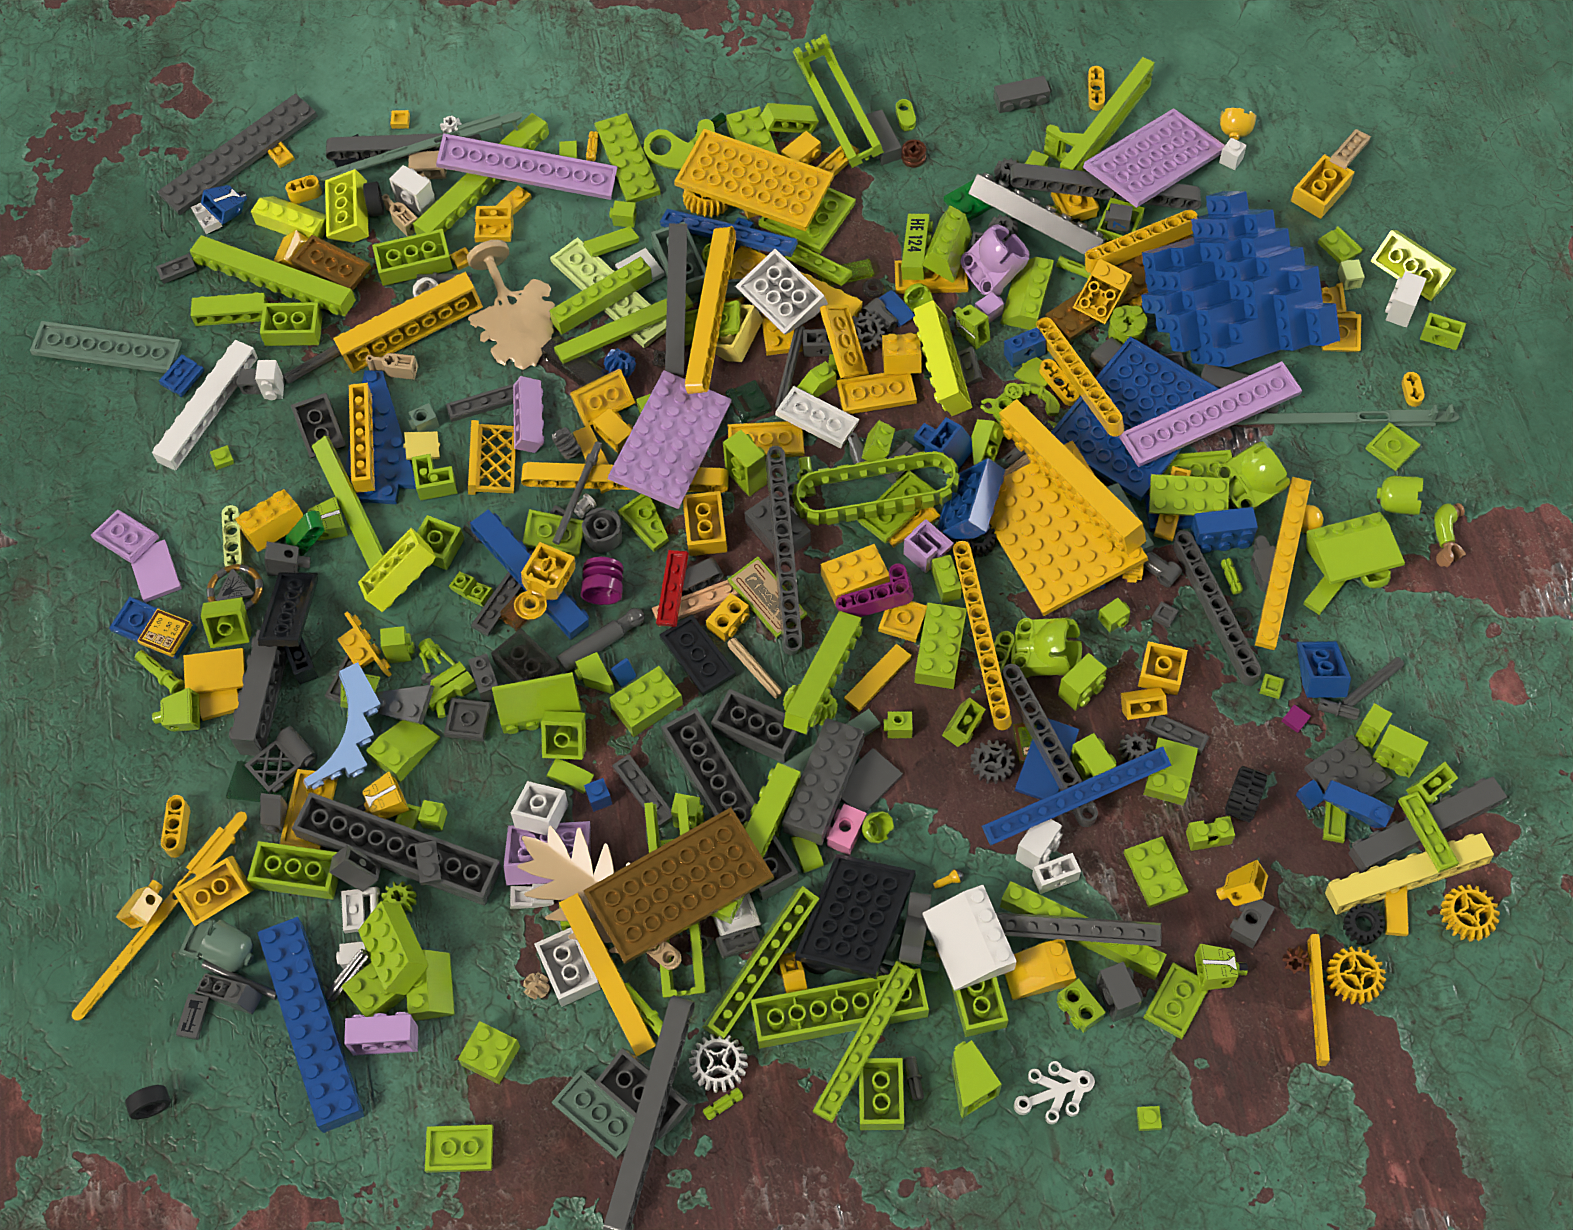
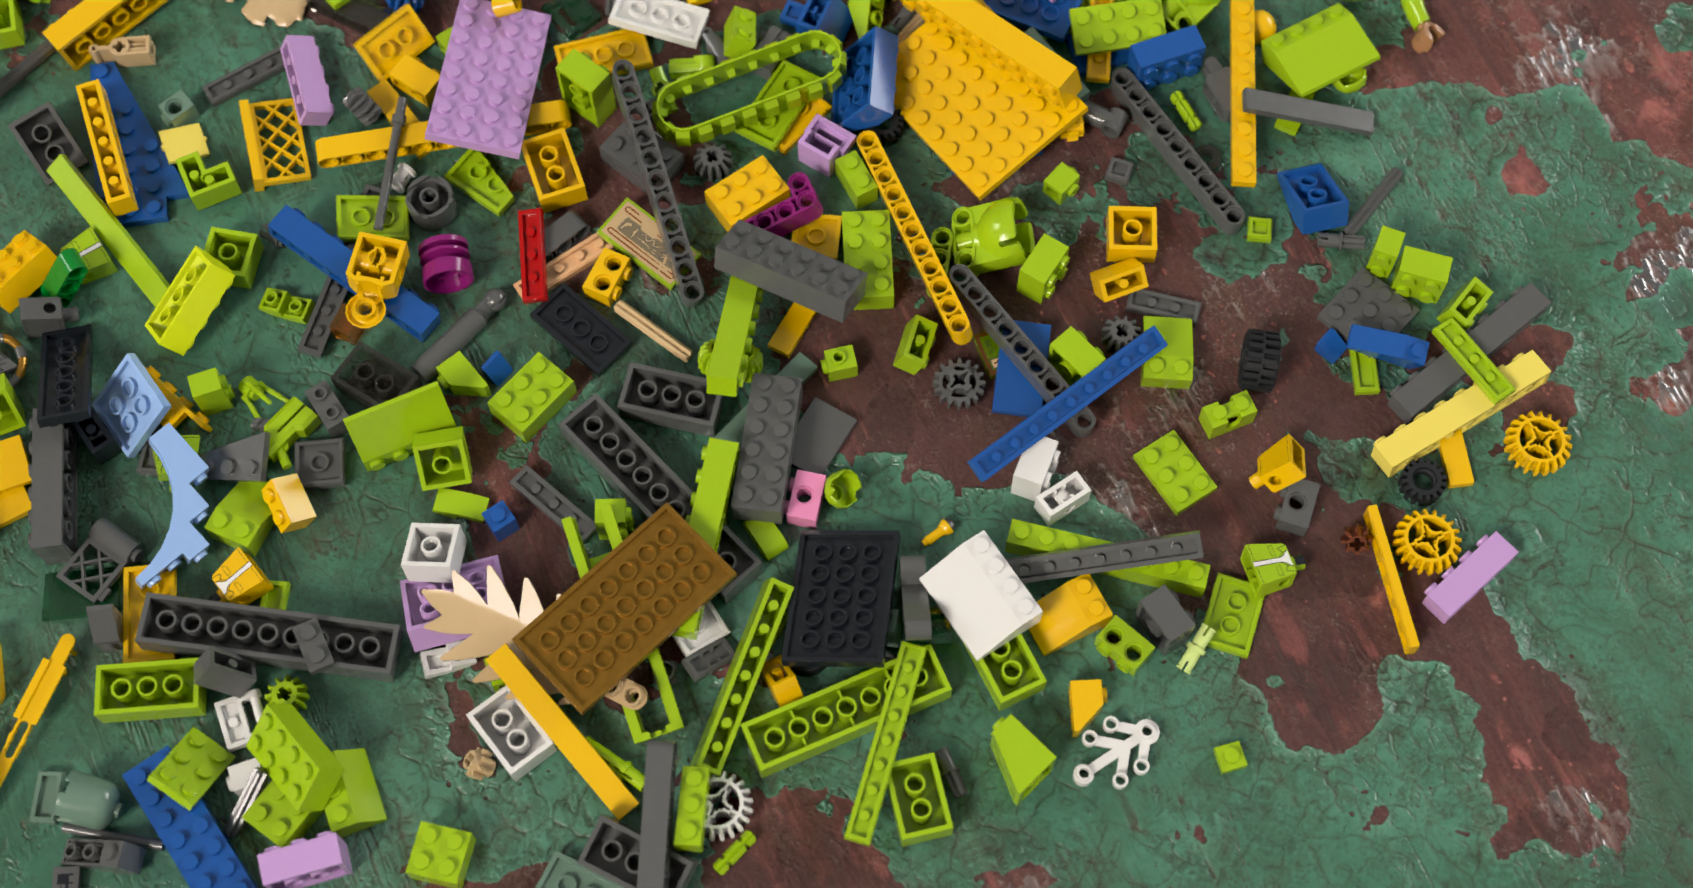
camera: 15 degrees left, 5 degrees up
(213, 890) = (54, 736): yellow slope -> none
(311, 938) = (191, 768): none -> lime plate
(332, 642) = (131, 405): none -> light blue plate
(432, 815) = (304, 588): lime brick -> none
(435, 745) = (288, 503): none -> yellow brick
(696, 1060) = (692, 809): none -> lime brick
(827, 539) = (705, 162): none -> dark grey gear
(832, 461) = (683, 66): none -> lime piece
(874, 641) = (790, 270): none -> dark grey brick
(1037, 1046) = (1086, 702): none -> yellow slope
(1140, 1021) = (1196, 648): none -> yellowish green pin
(1296, 718) = (1295, 261): magenta tile -> none
(1333, 596) = (1307, 111): none -> dark grey tile
(1386, 1012) = (1469, 577): none -> lavender brick

